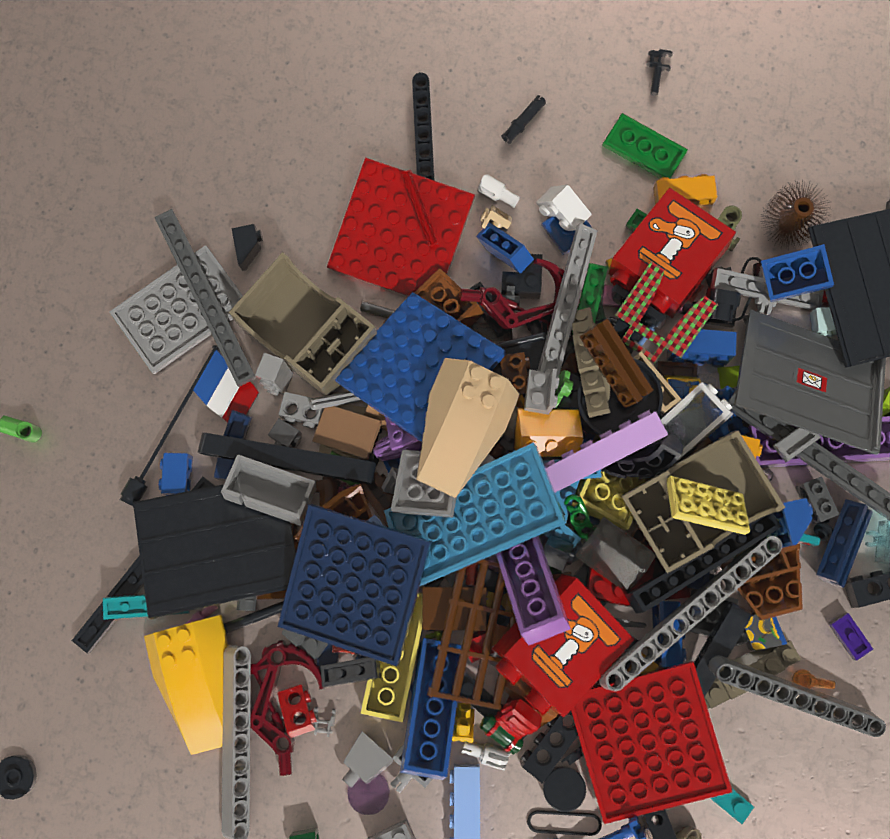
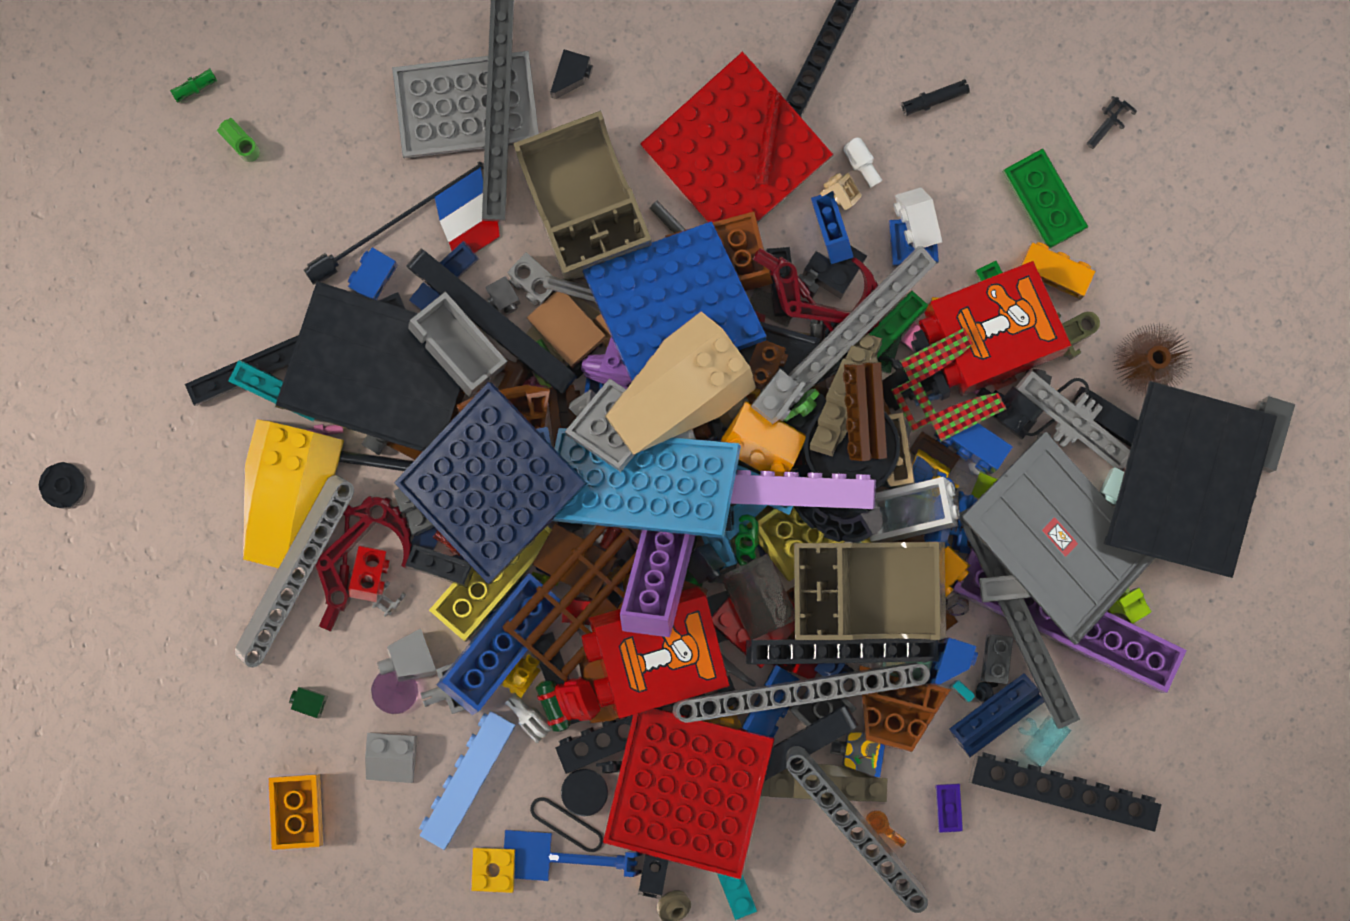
camera: 20 degrees right, 5 degrees up
(274, 374) = (524, 230): light grey brick -> none
(707, 505) = (871, 597): light yellow tile -> none
(797, 273) = (1107, 422): blue slope -> none

